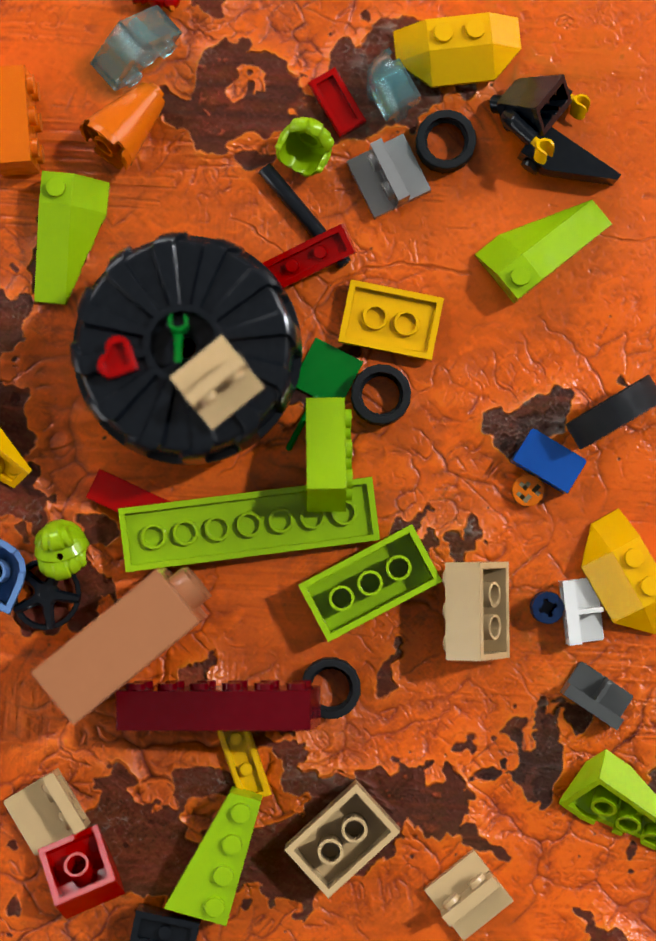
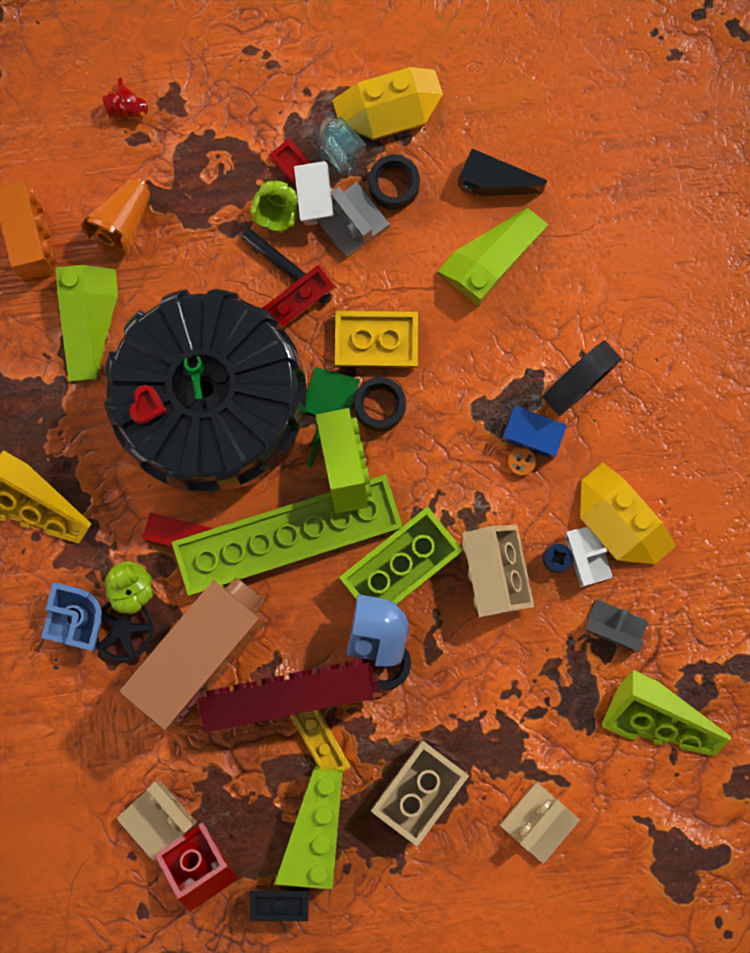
camera: 10 degrees left, 5 degrees down
(135, 46) = (115, 150): clear light blue brick -> none
(217, 382) = (236, 409): tan bracket -> none
(330, 654) = (378, 631): none -> medium blue brick
(351, 138) = (313, 192): none -> white panel
(534, 106) = (463, 137): black torso -> none

